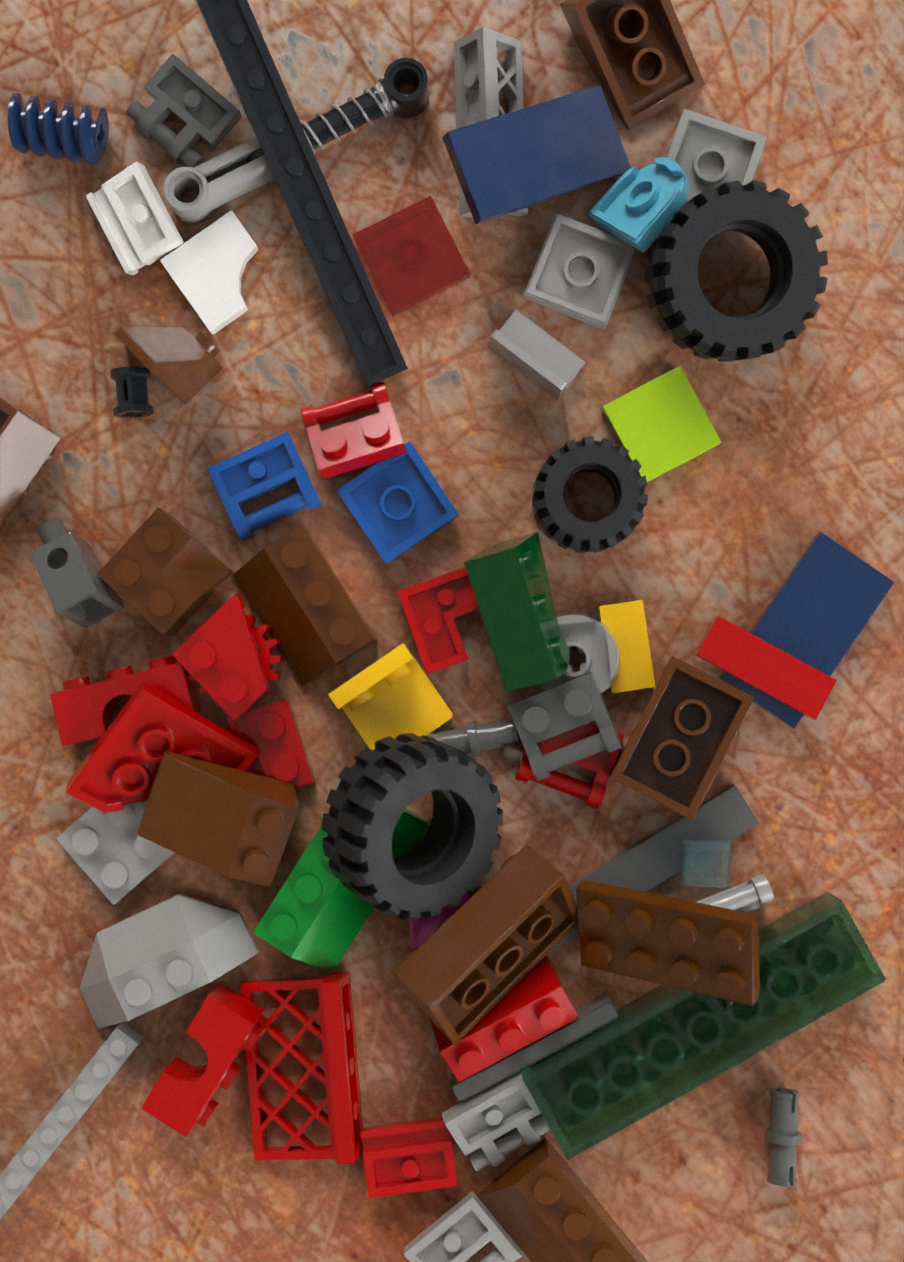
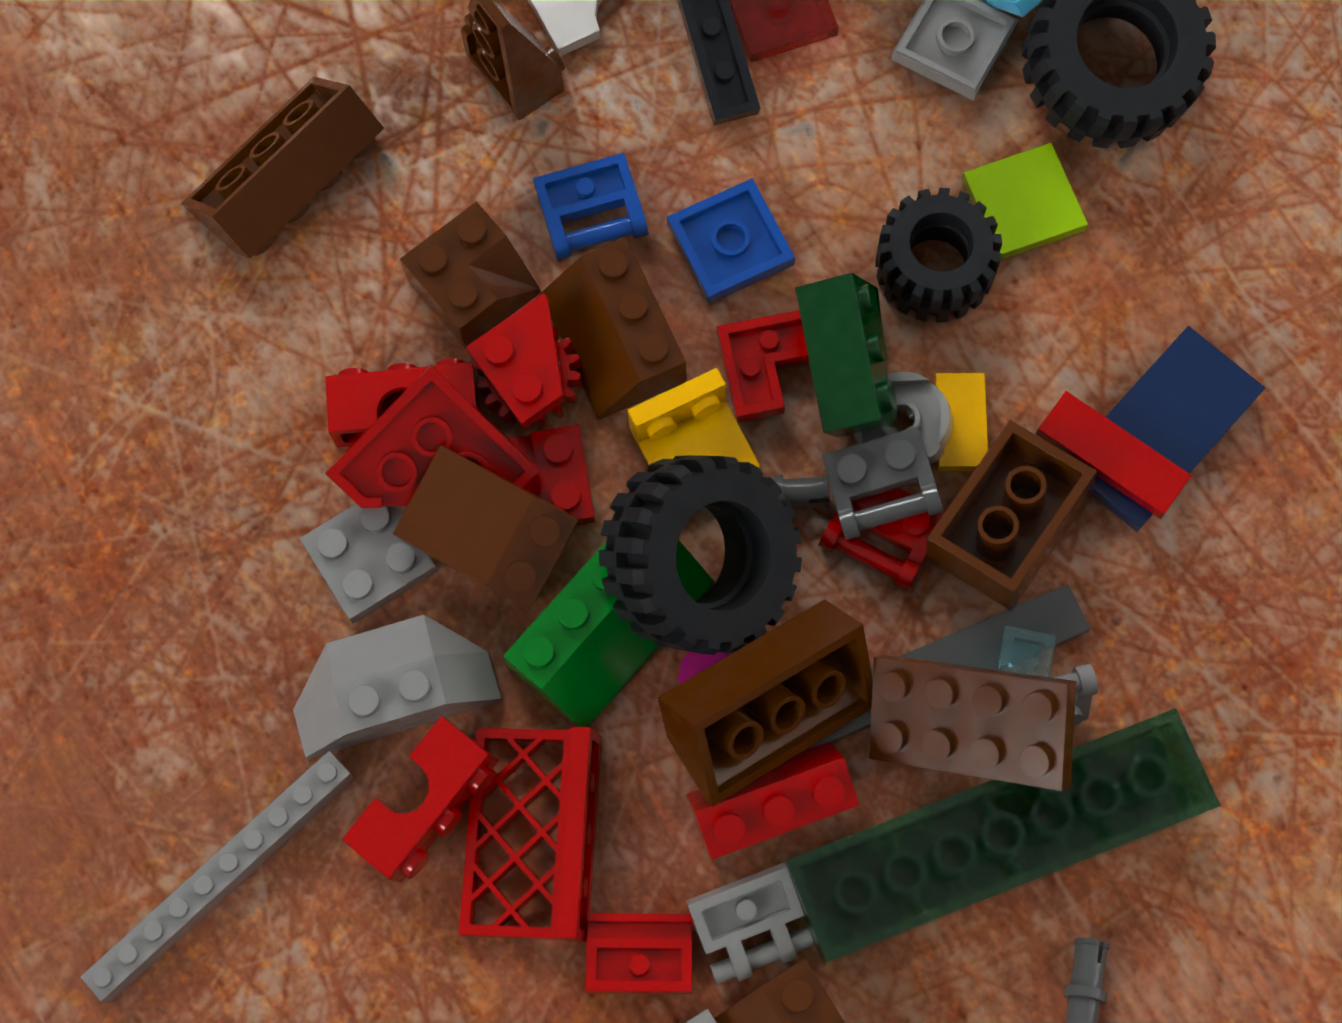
camera: 15 degrees right, 15 degrees down
(70, 576) = (371, 255): dark grey torso -> none
(132, 392) = (466, 96): black bush -> none
(355, 442) = (693, 172): plate -> none
(536, 354) = (897, 115): light grey panel -> none
(591, 1016) = (787, 847): dark grey tile -> none

